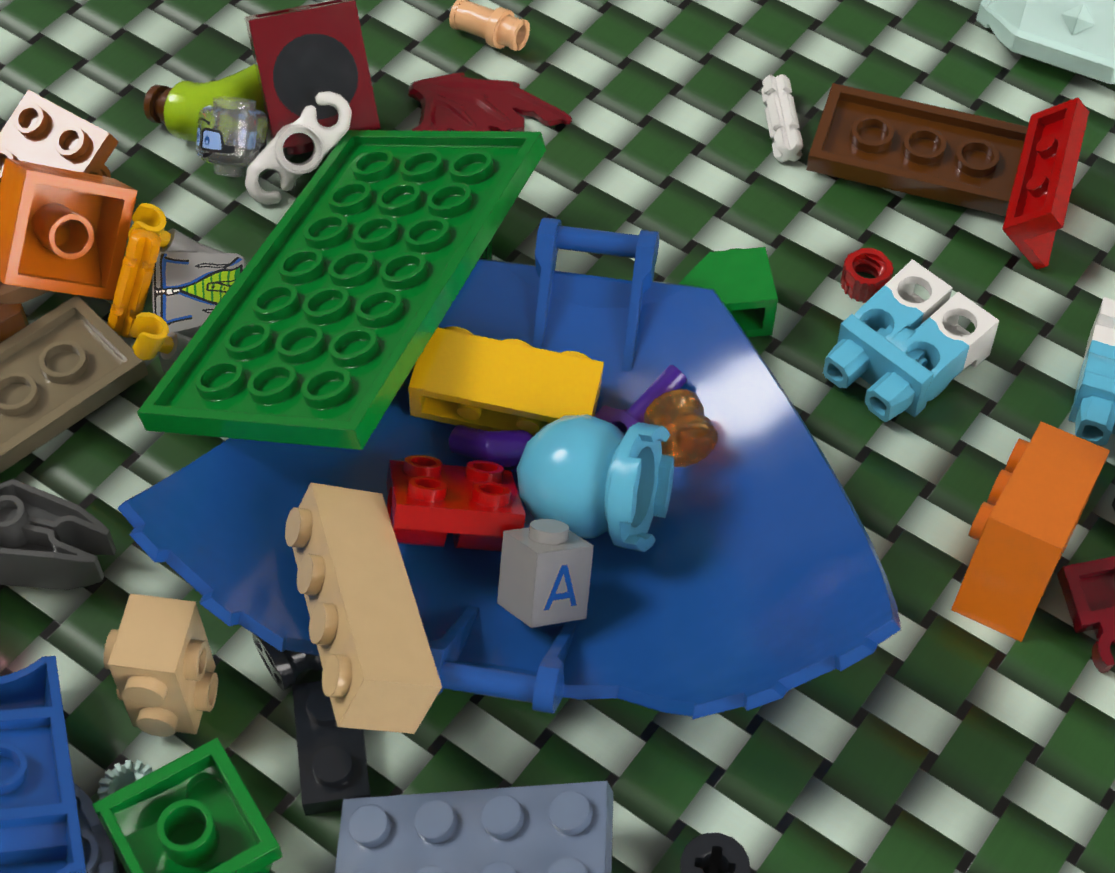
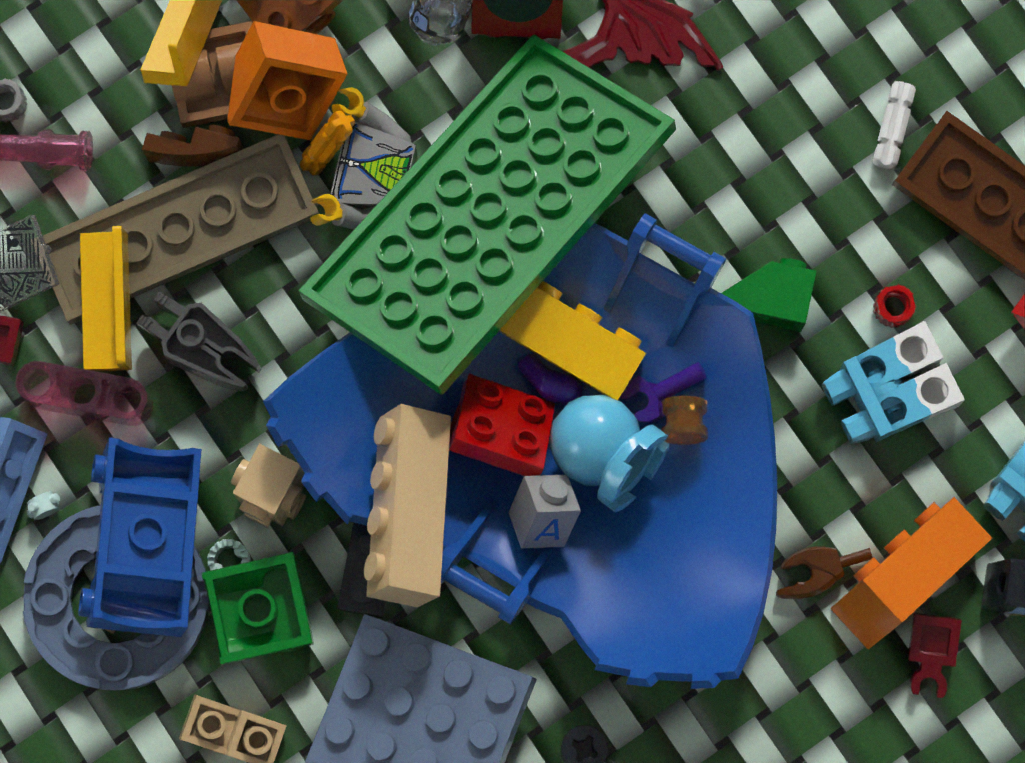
camera: 20 degrees right, 25 degrees up
(323, 140) = (510, 41): white piece -> none
(922, 559) = (825, 570): none -> reddish brown hand

